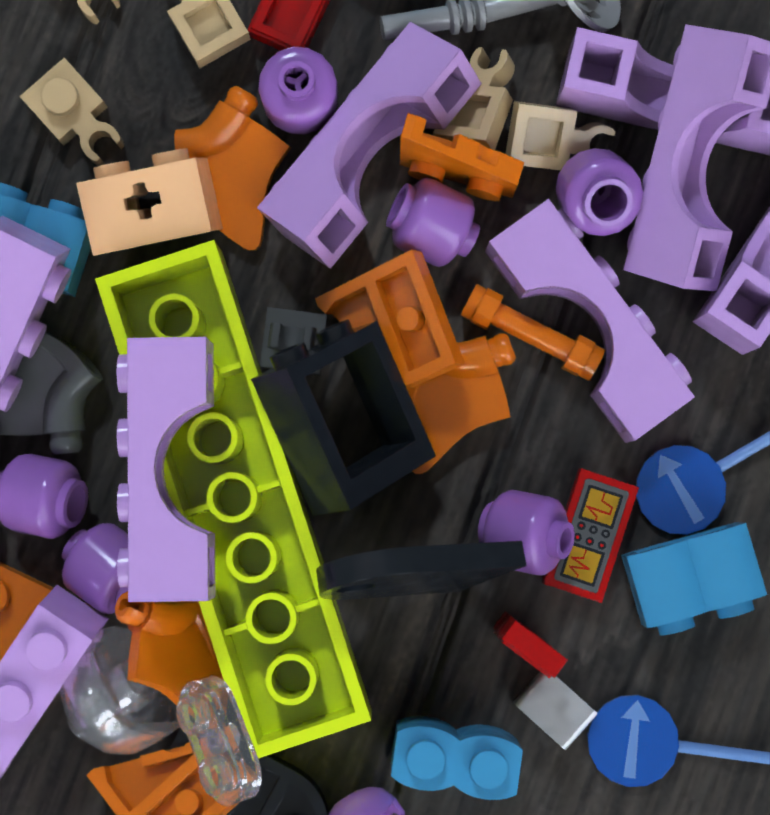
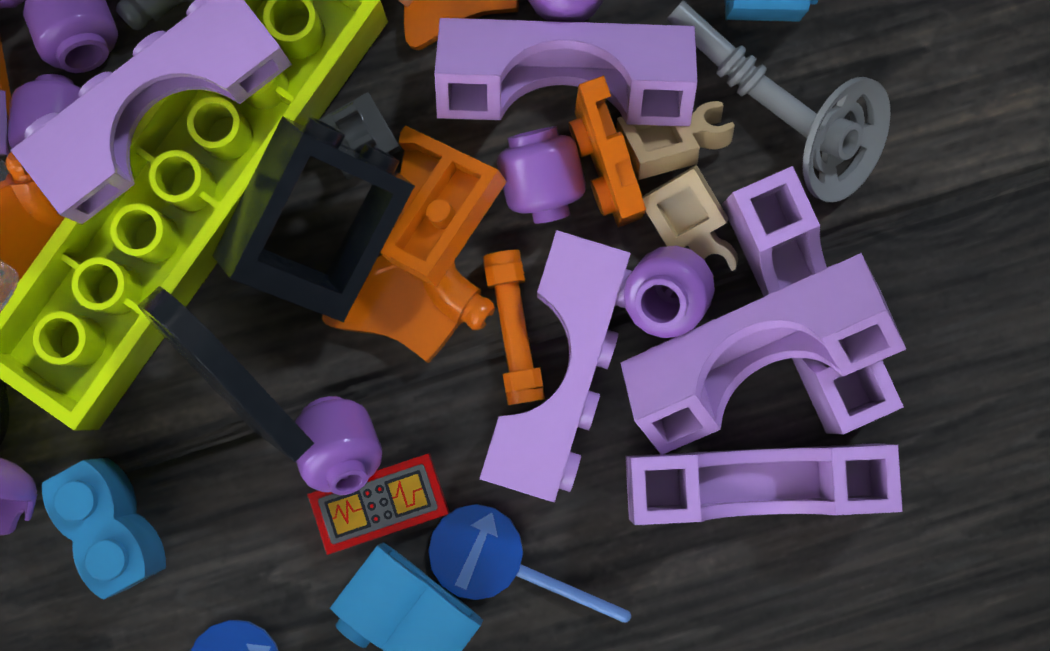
camera: 55 degrees right, 0 degrees up
(529, 645) = (237, 517): red tile -> none
(555, 709) = (212, 581): flat silver piece -> none

